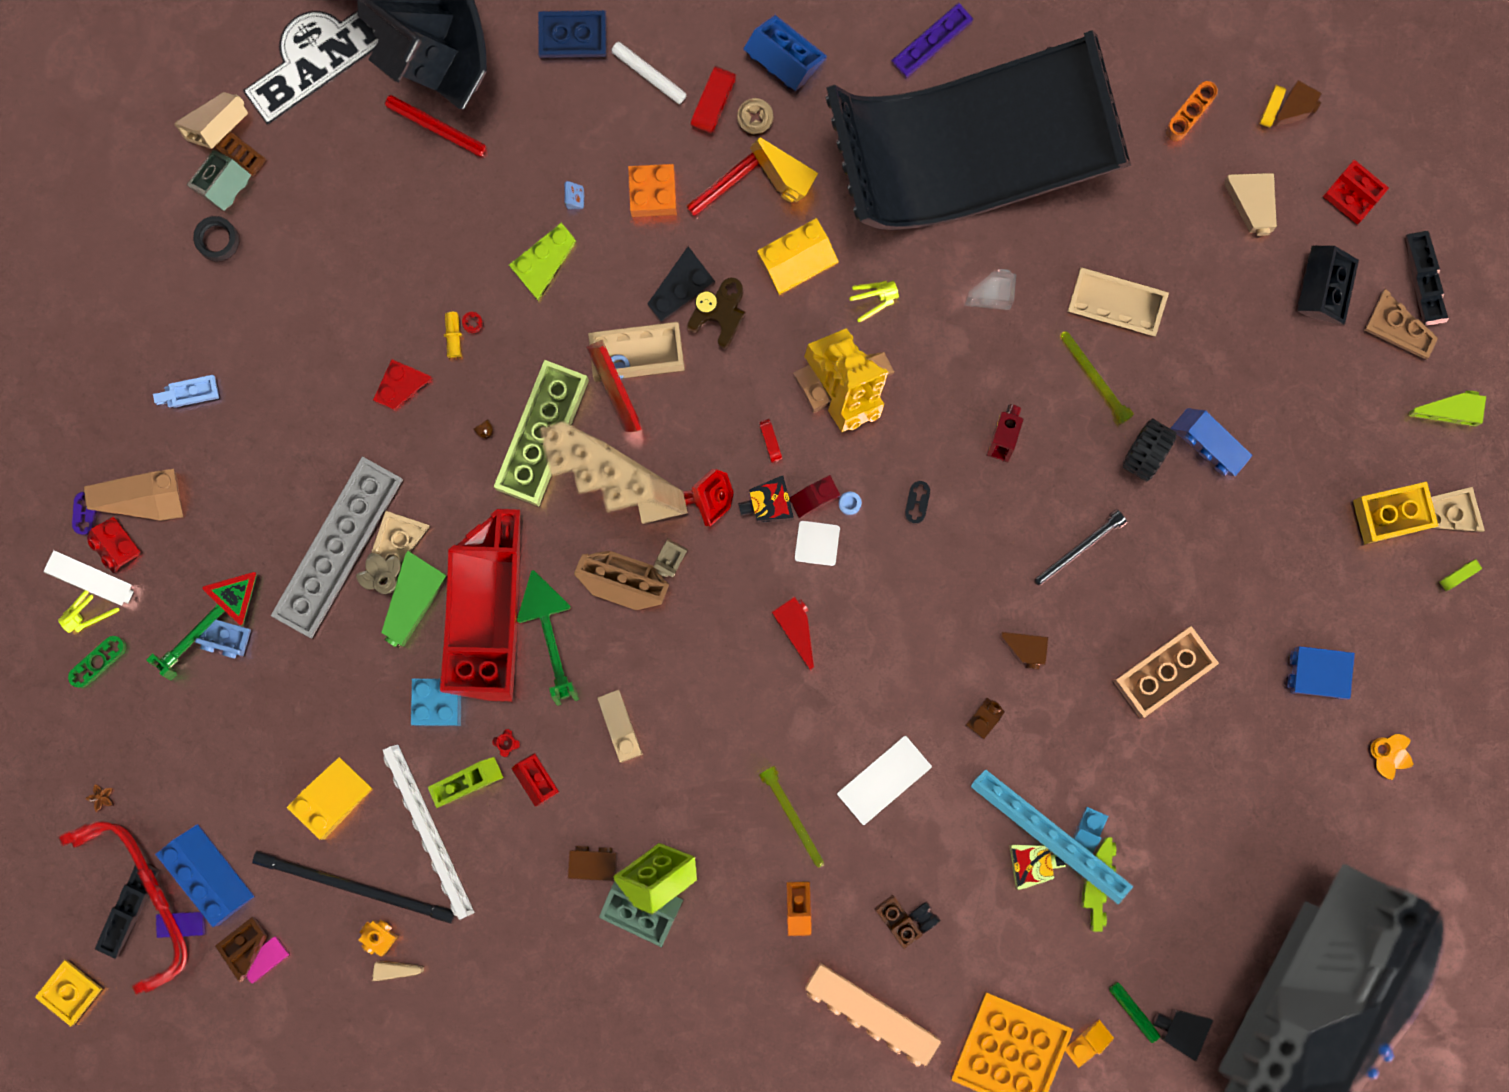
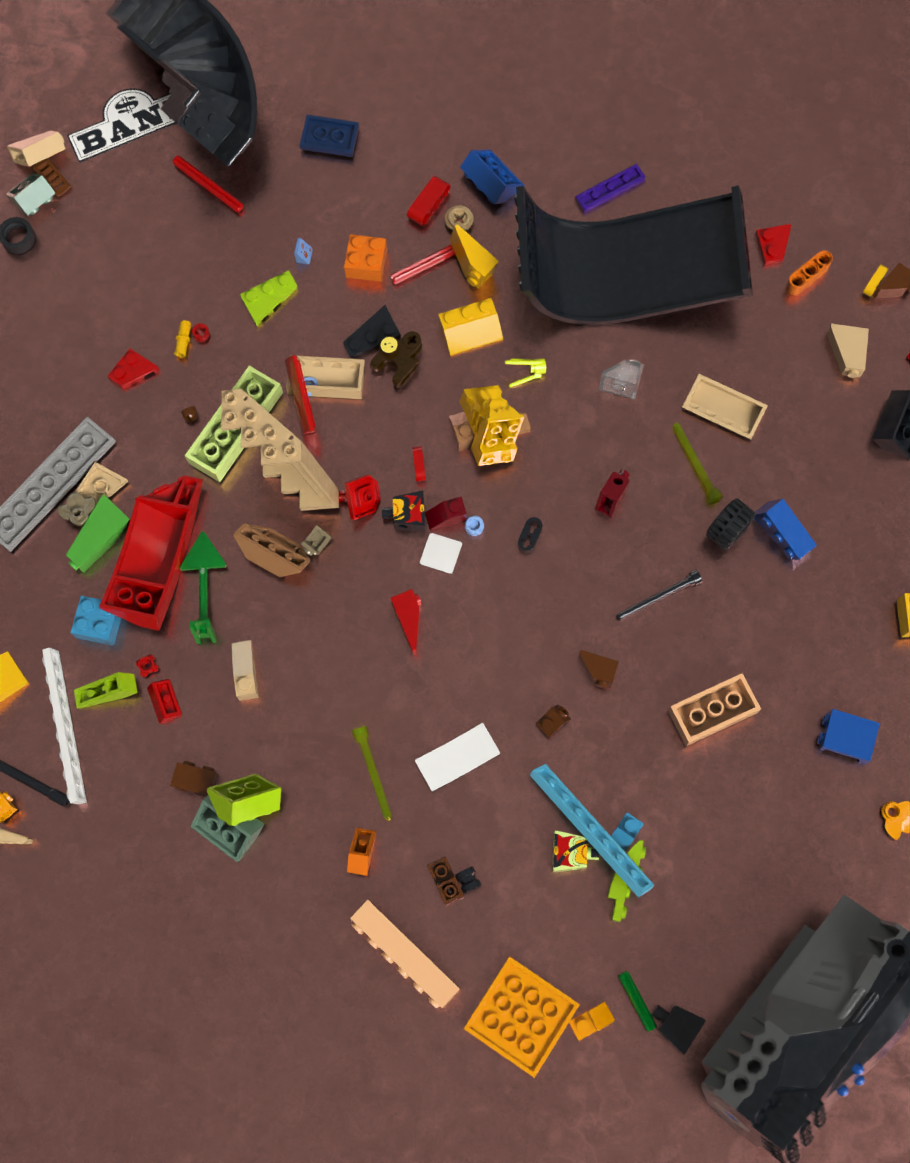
camera: 10 degrees right, 10 degrees down
(649, 72) = (382, 173): white axle -> none
(1142, 77) = (773, 243): none -> red wing

